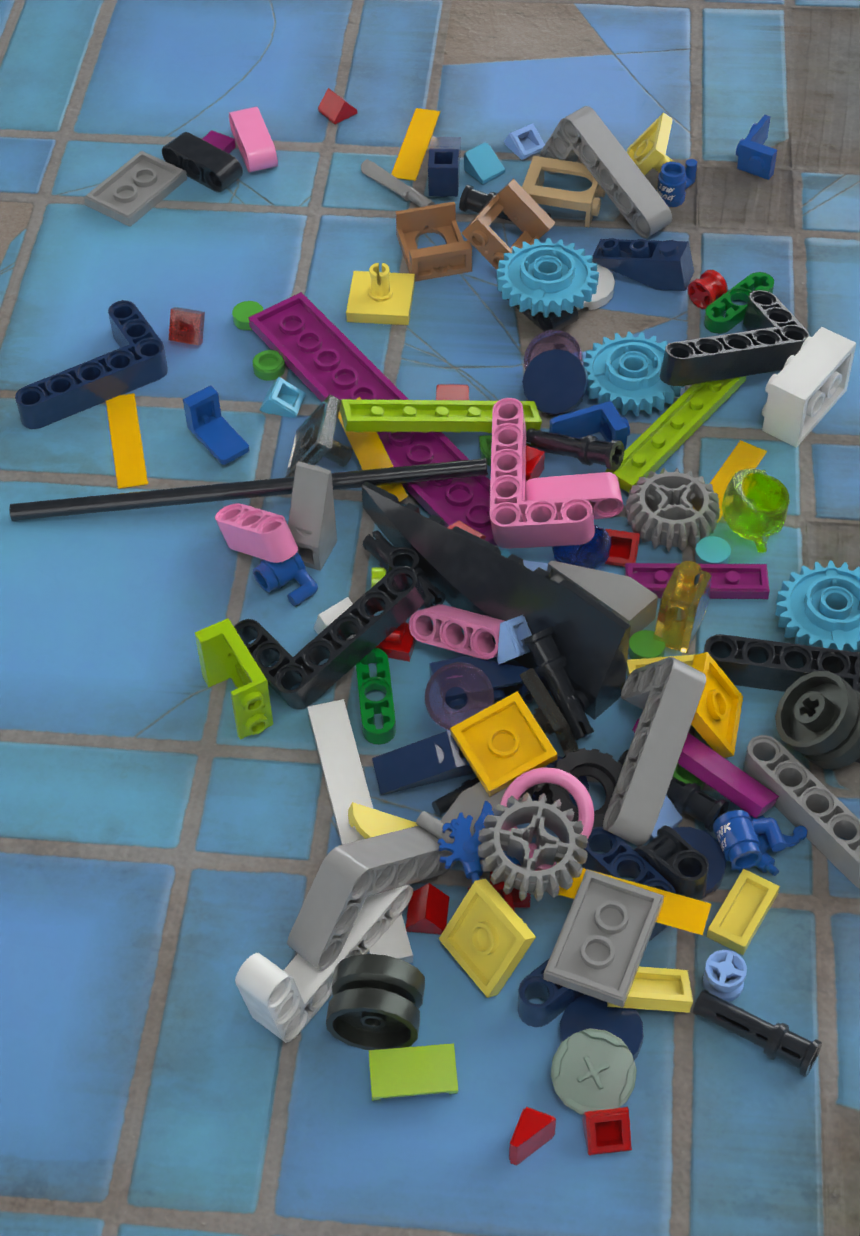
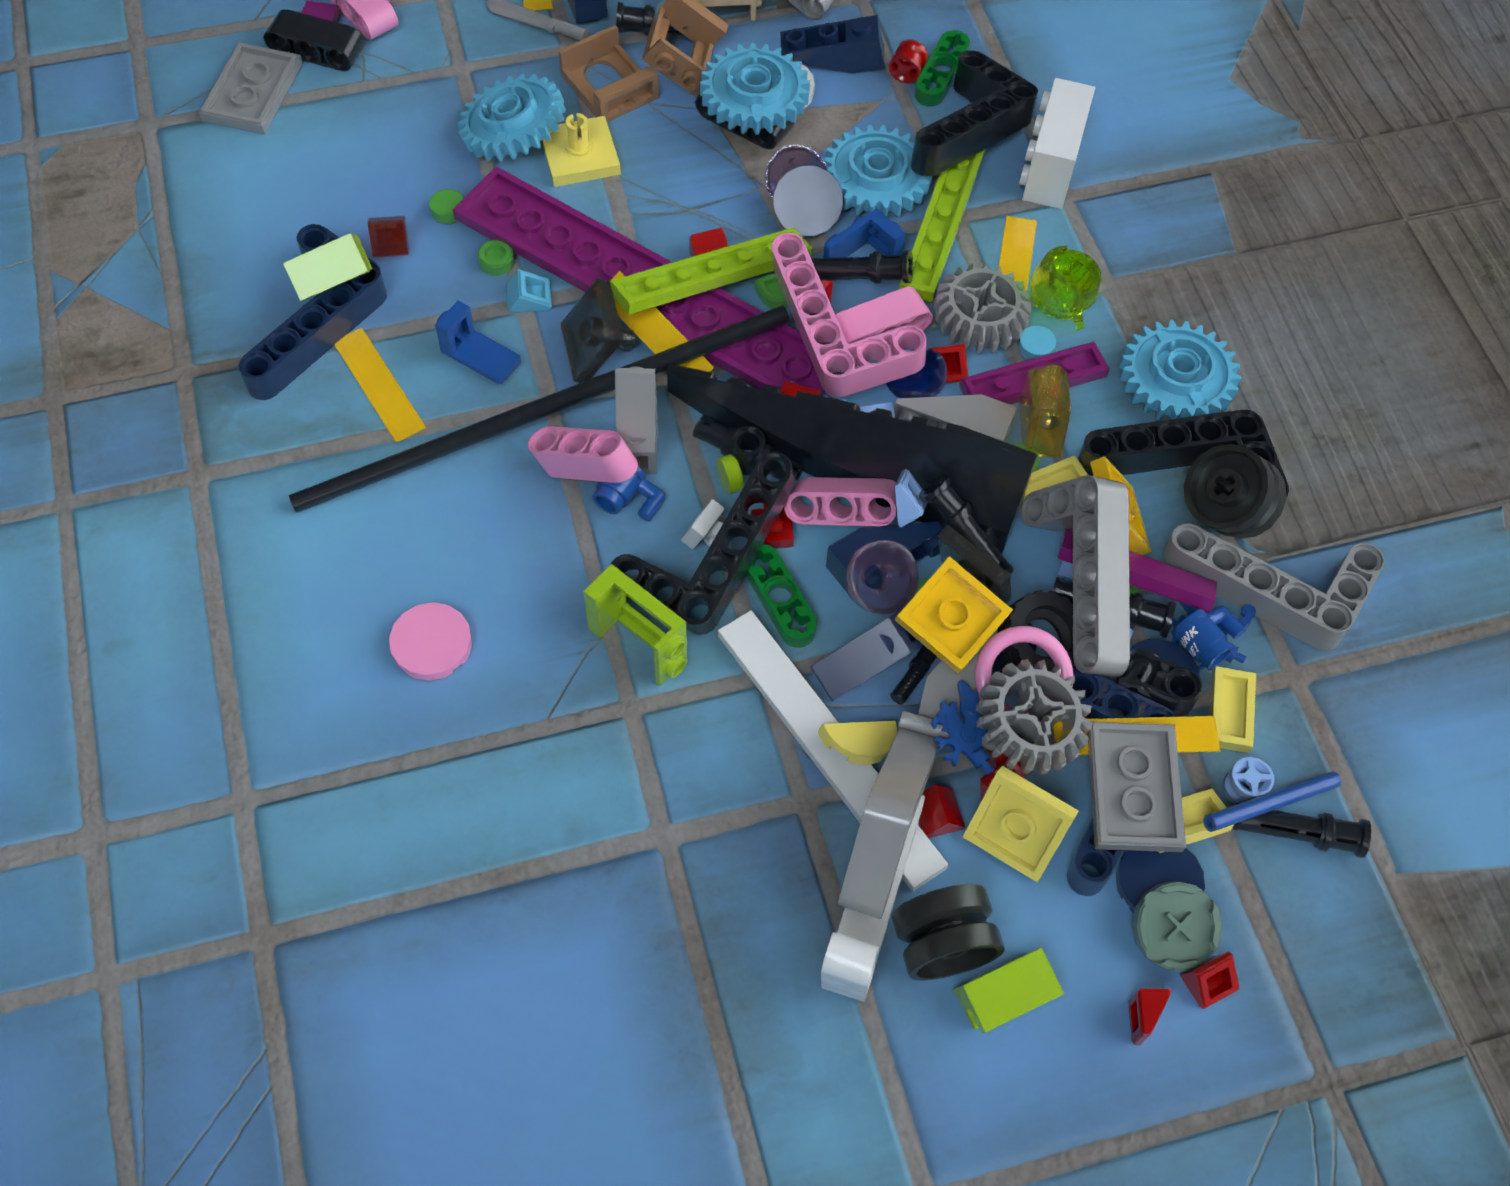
camera: 25 degrees left, 10 degrees up
(68, 647) = (430, 641): none -> bright pink tile
(120, 332) = (327, 266): none -> hinge
(332, 256) = (511, 117): none -> medium azure gear
(735, 995) = (1271, 801): none -> blue piece

